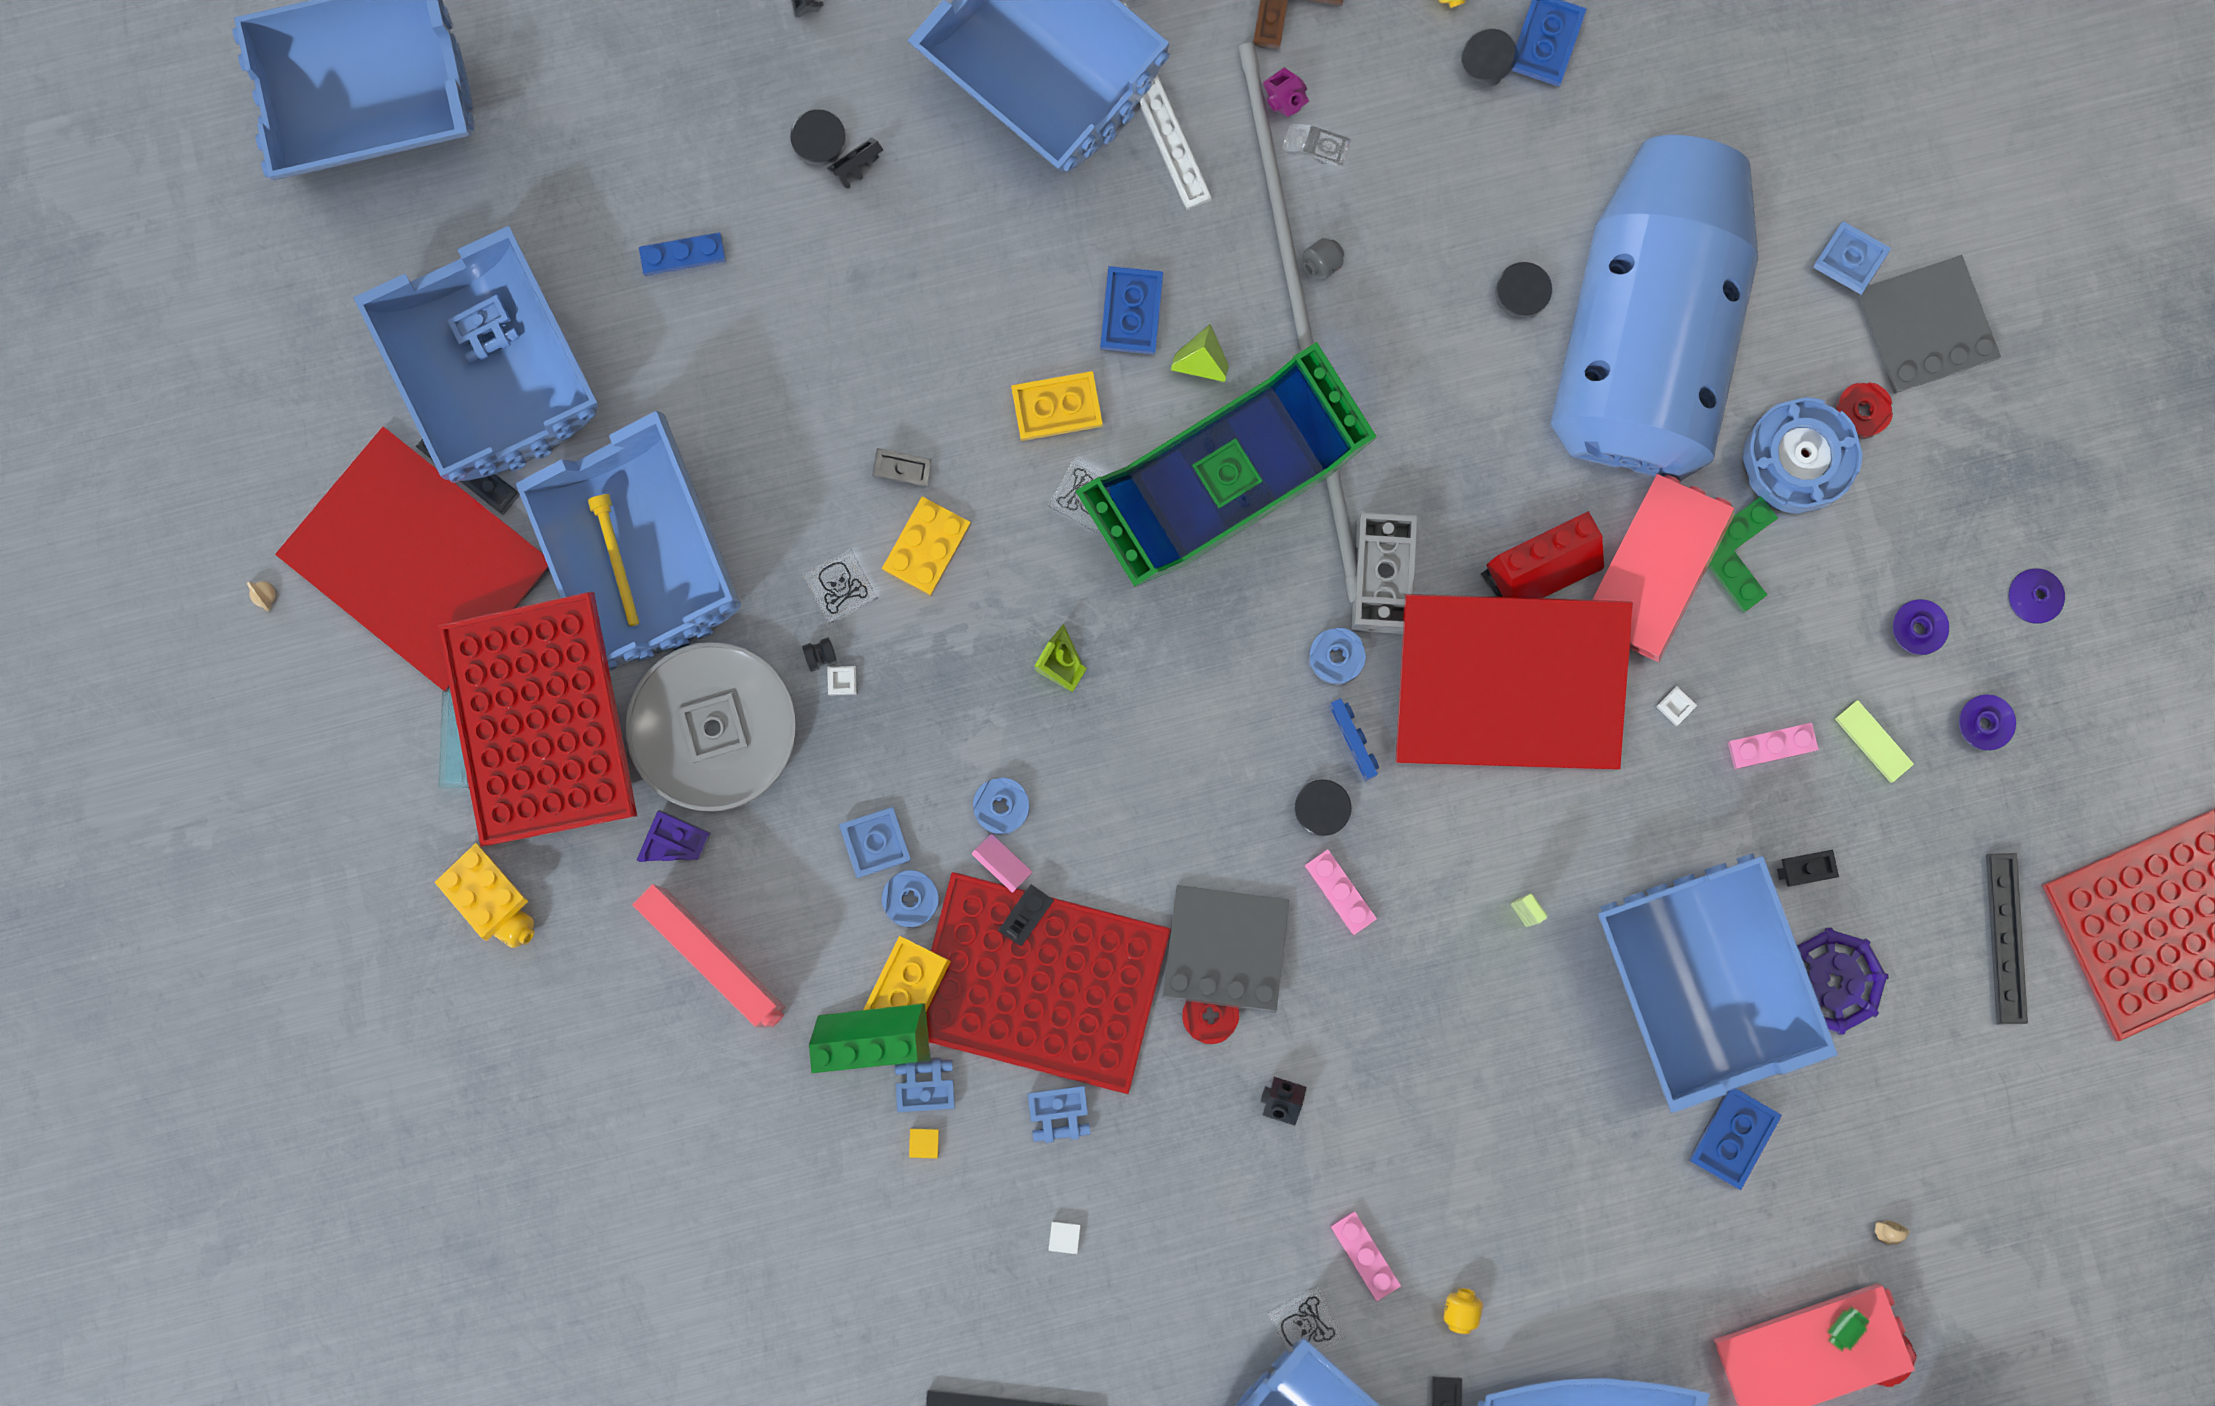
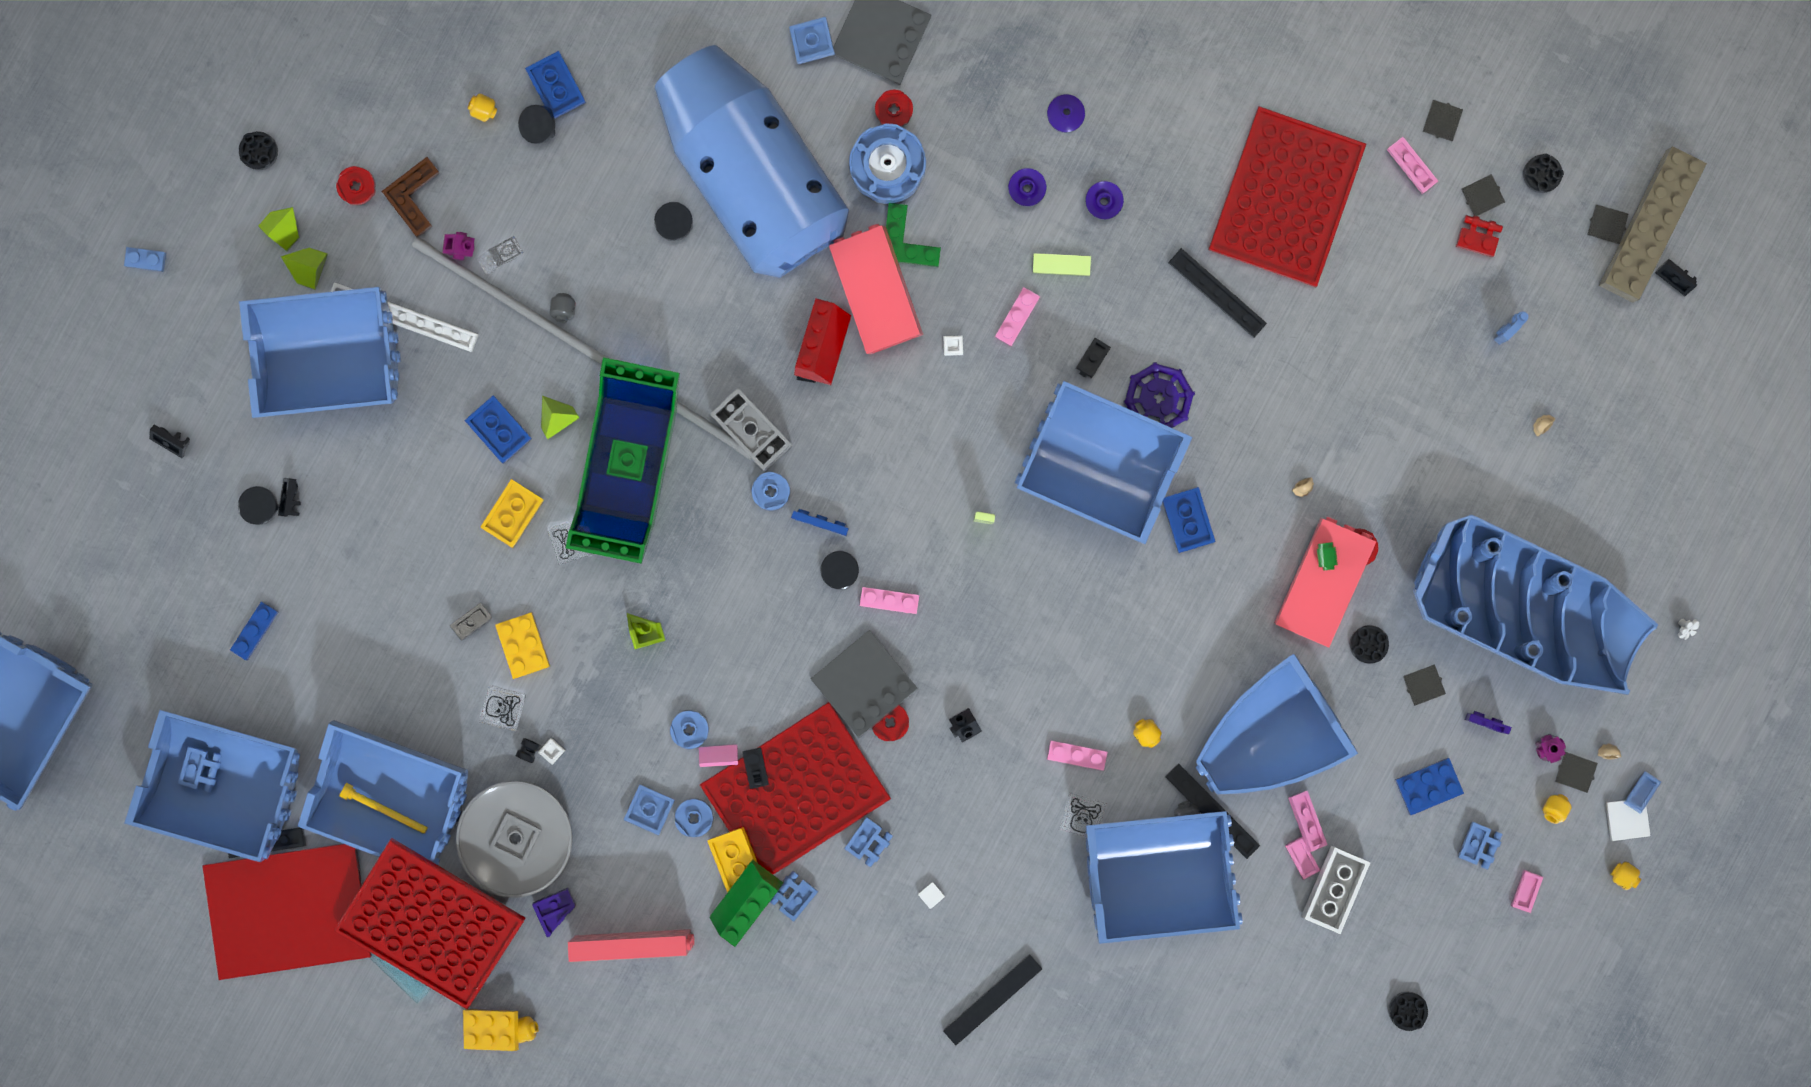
camera: 50 degrees left, 5 degrees up
(262, 594) = (233, 1004): tan piece -> none
(924, 1143) = (821, 922): yellow tile -> none
(1513, 681) = (865, 417): red tile -> none

